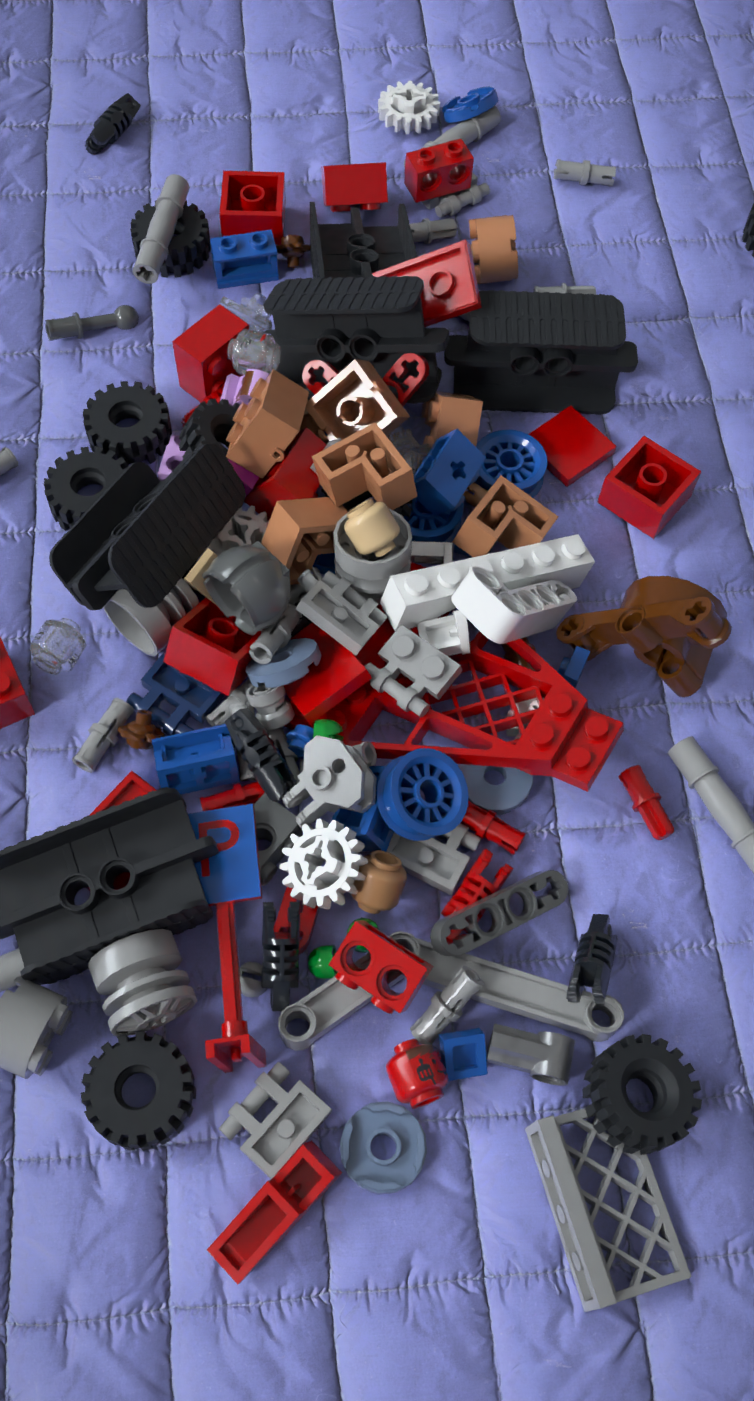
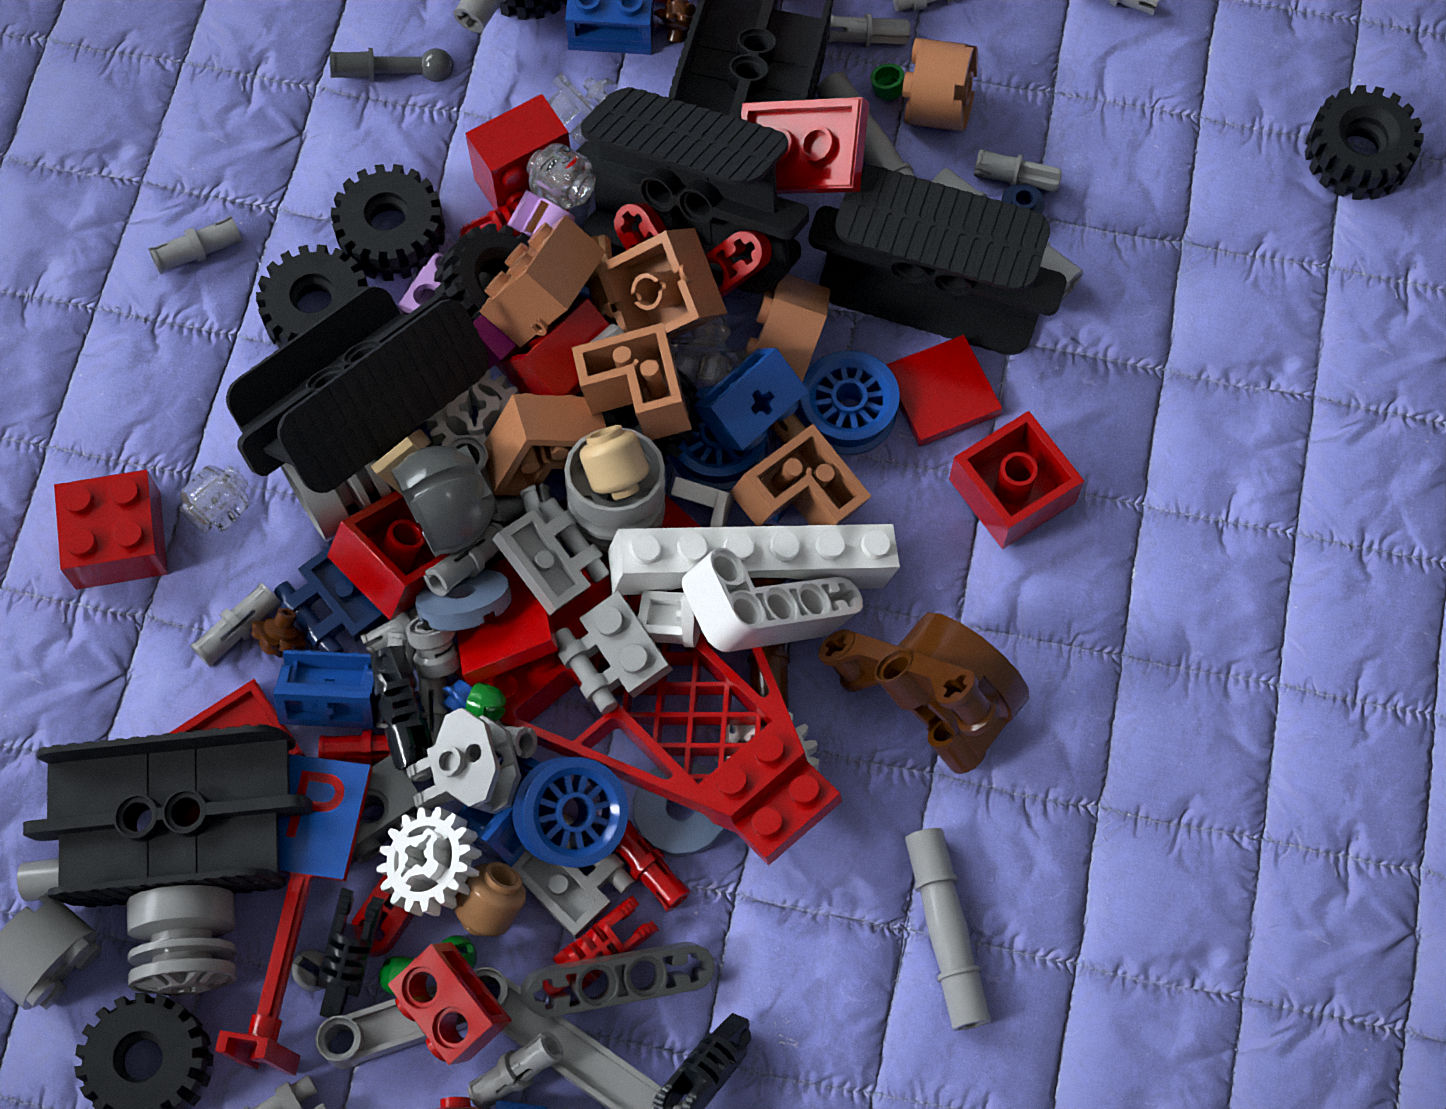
camera: 20 degrees right, 5 degrees up
(572, 668) = (824, 700): blue plate -> none
(646, 802) = (853, 894): red axle -> none

